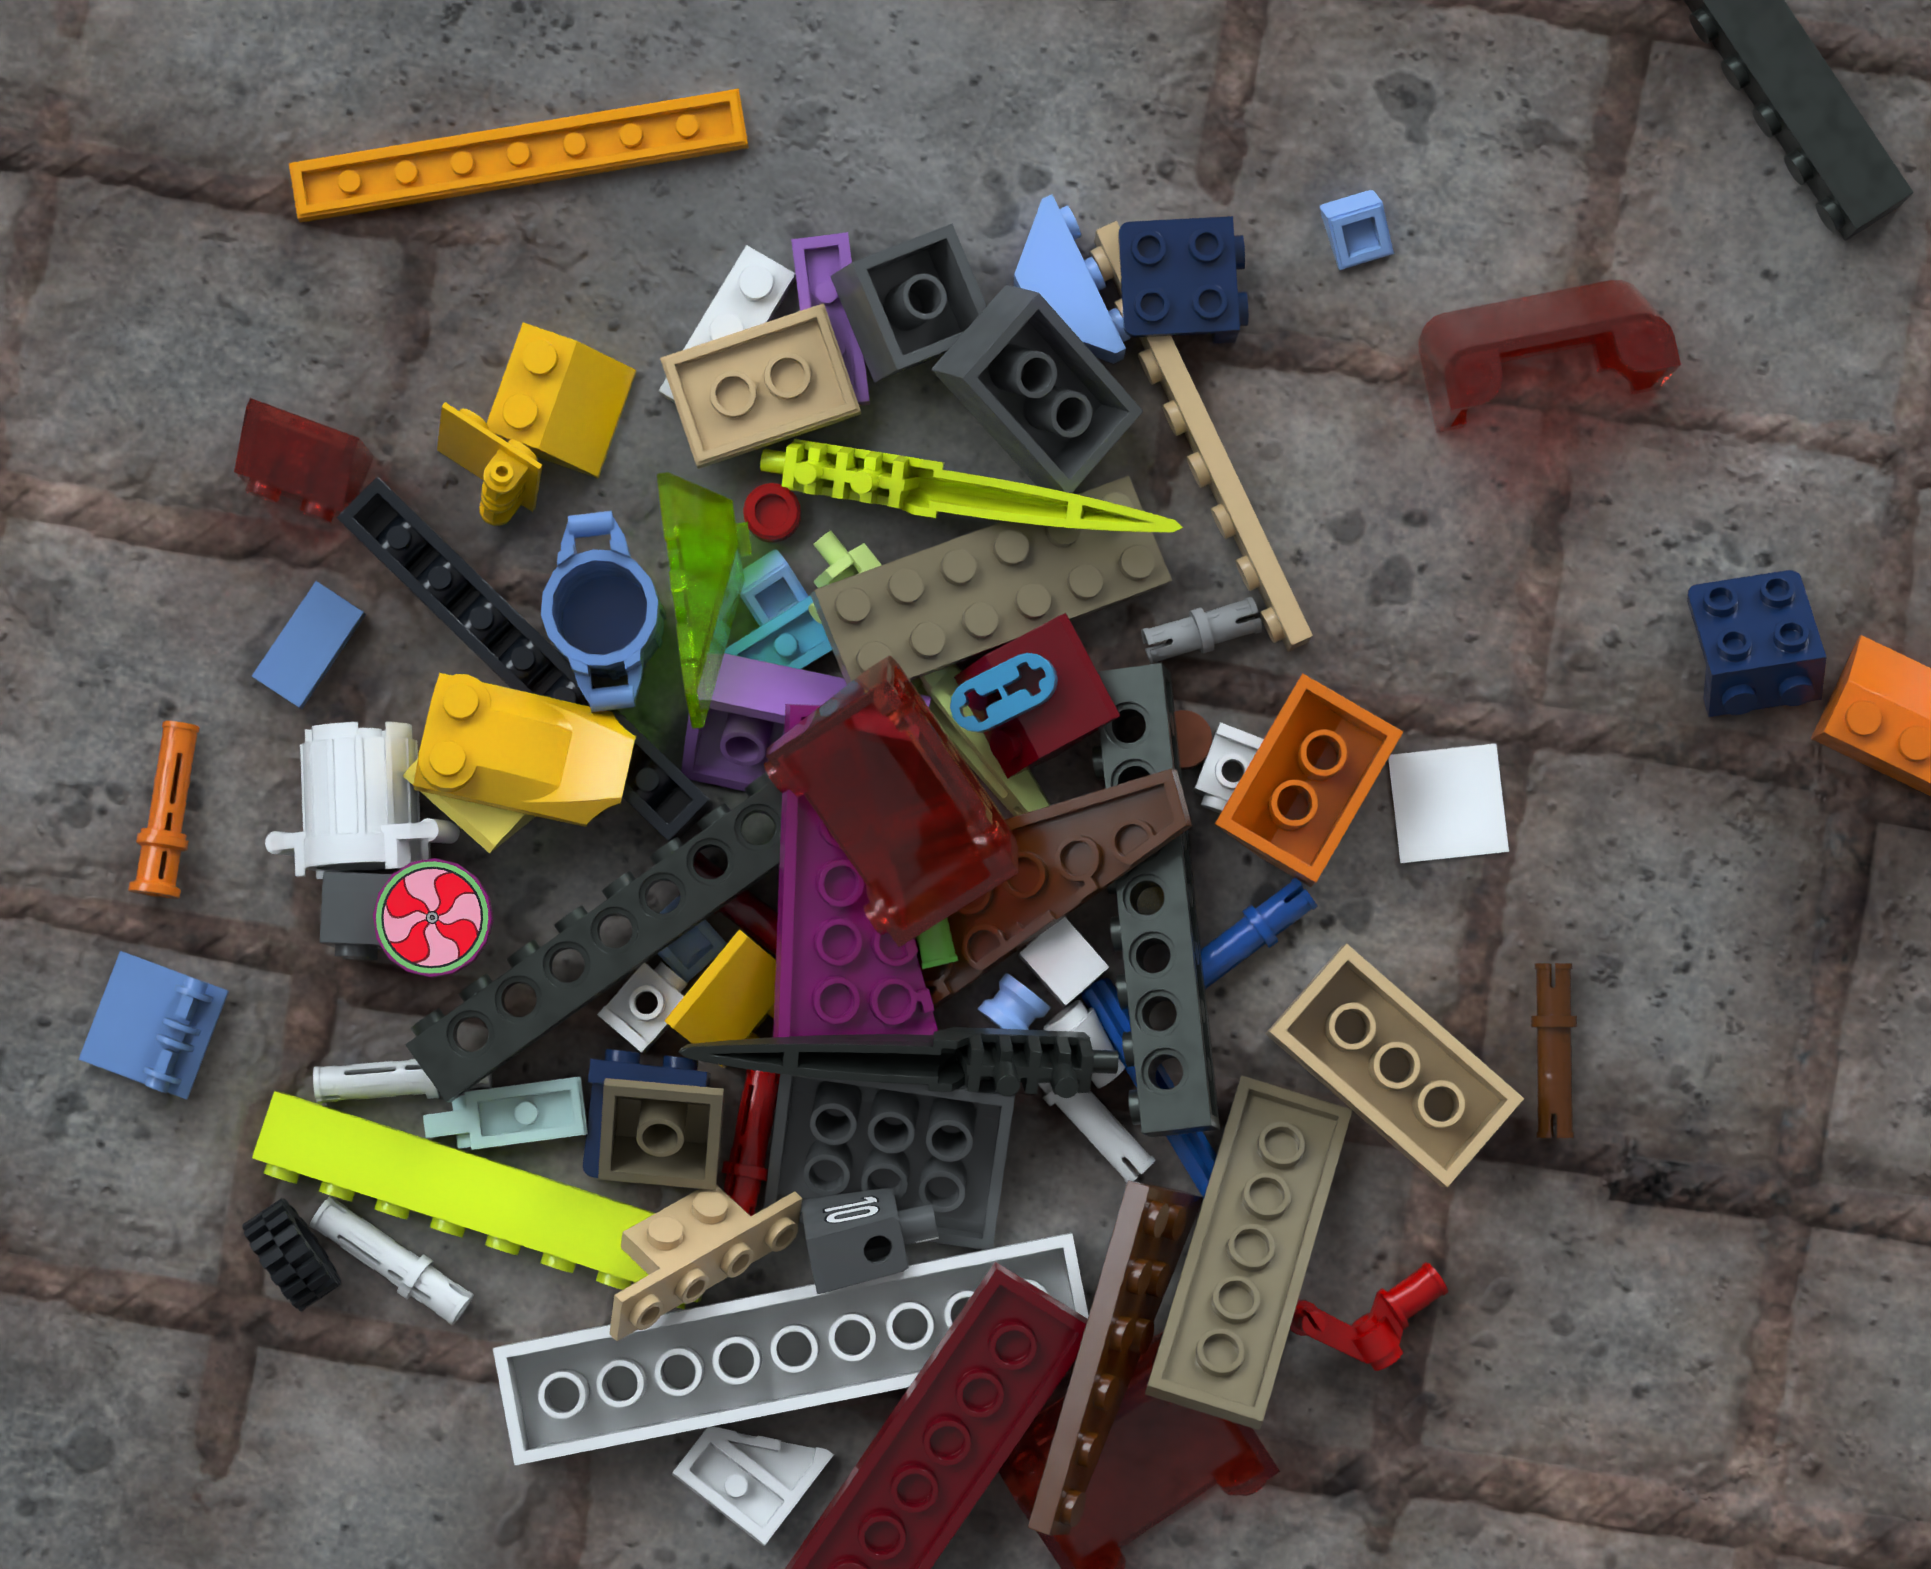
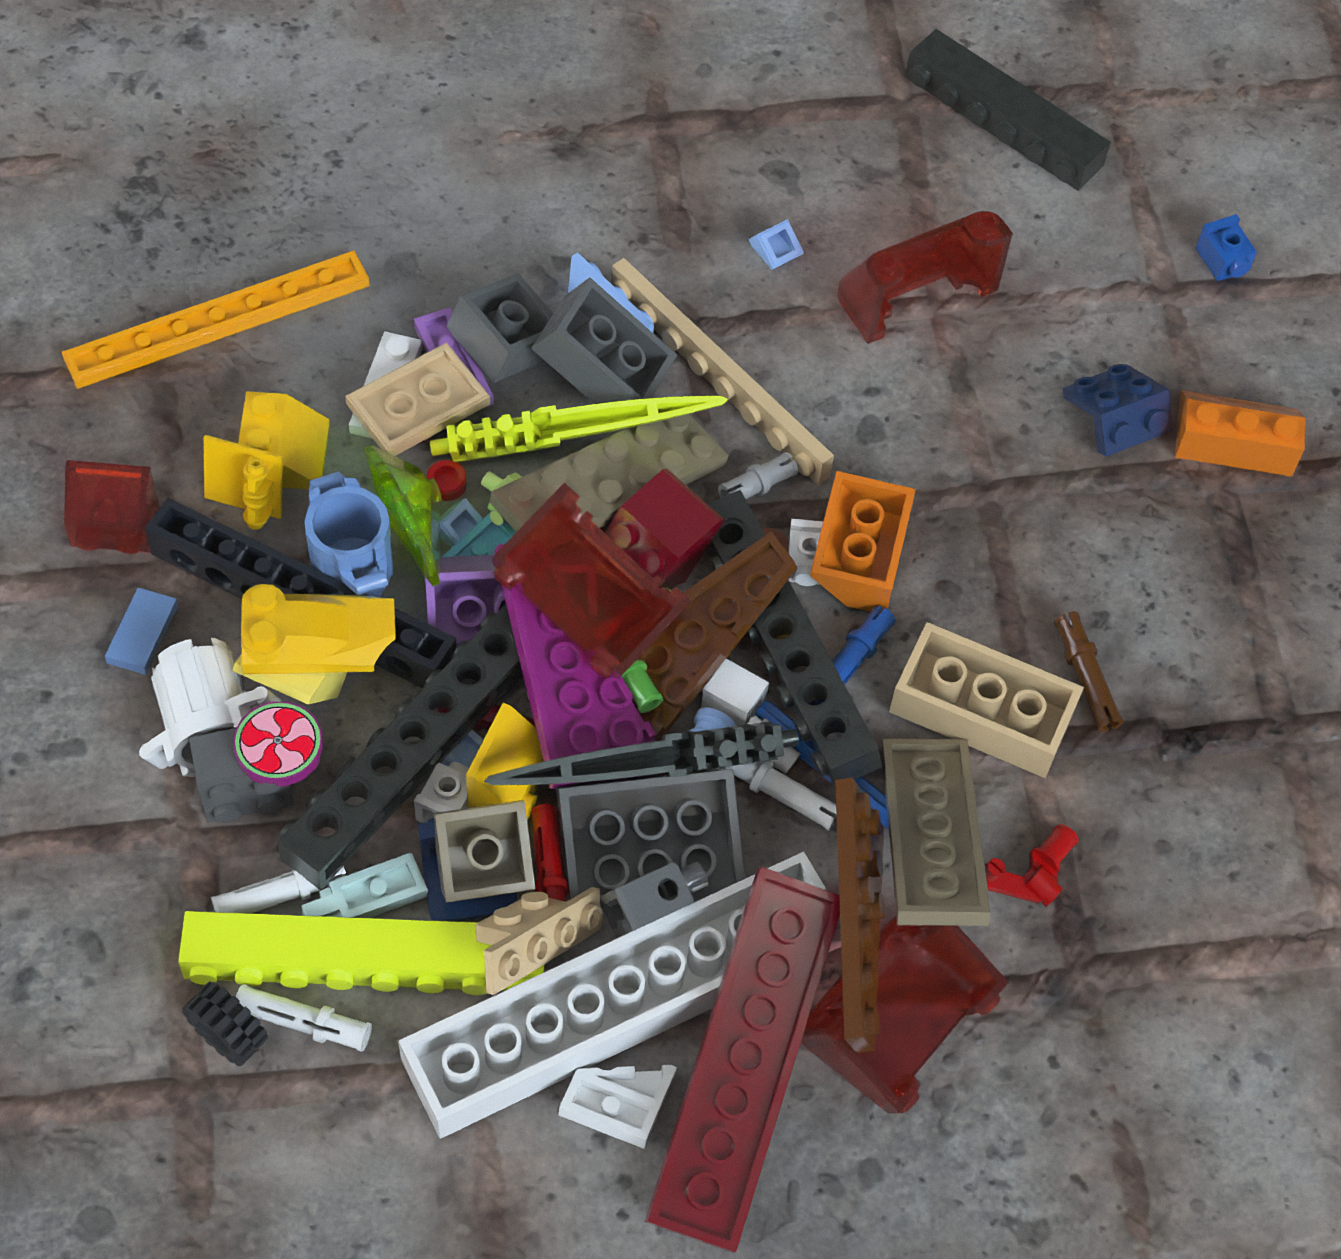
camera: 20 degrees left, 25 degrees down
(153, 1025) = (82, 902): medium blue hinge -> none
(162, 839) = (61, 773): orange pin -> none
(997, 680) = (638, 515): dark azure beam -> none
(1182, 278) = (678, 279): dark blue bracket -> none
(1448, 803) = (957, 547): white sticker -> none

